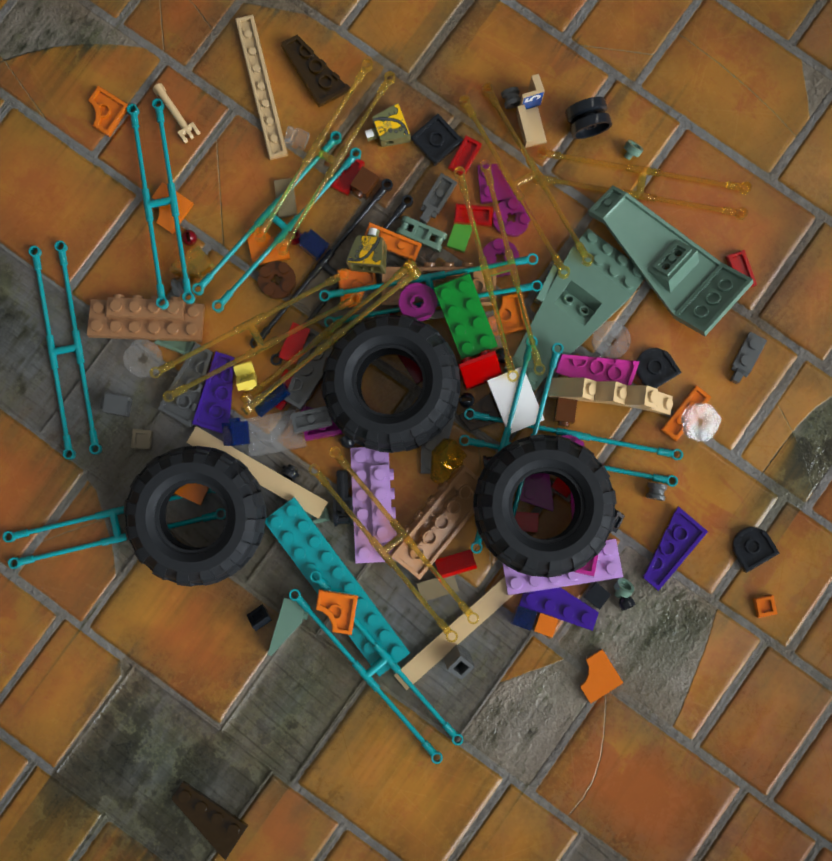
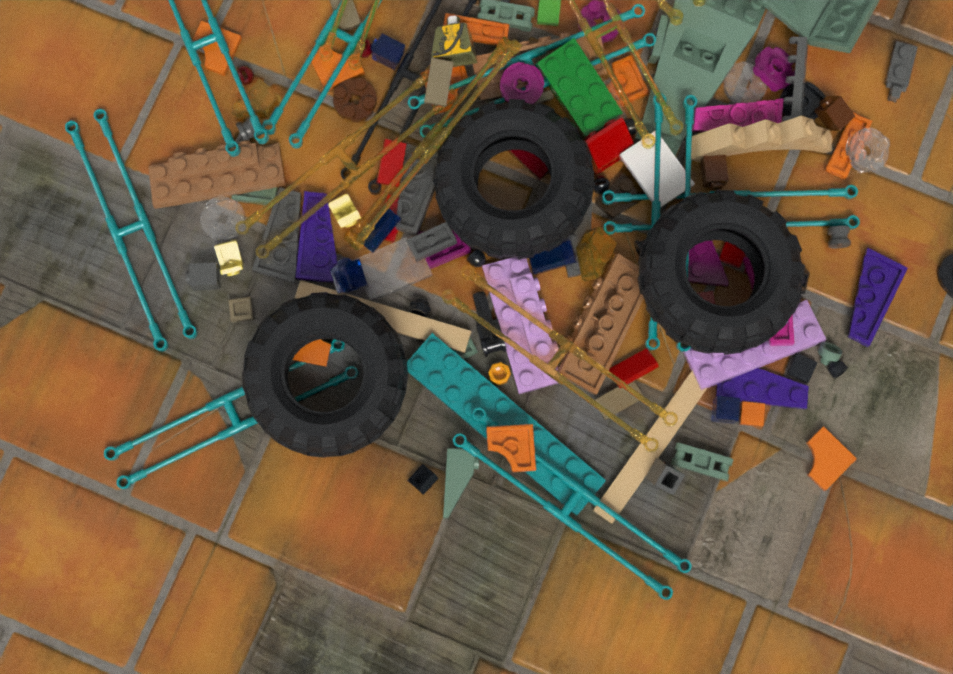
camera: 15 degrees left, 5 degrees down
(141, 394) = (229, 257): none -> light yellow bracket
(343, 543) = (499, 373): none -> light orange tile
(347, 285) = (438, 82): none -> dark tan tile
(416, 456) = (554, 259): none -> clear blue tile
(493, 655) = (702, 462): none -> sand green plate
(630, 336) = (764, 68): none -> magenta plate
(656, 349) = (799, 78): none -> dark grey hinge
(679, 383) = (834, 113): none -> reddish brown brick

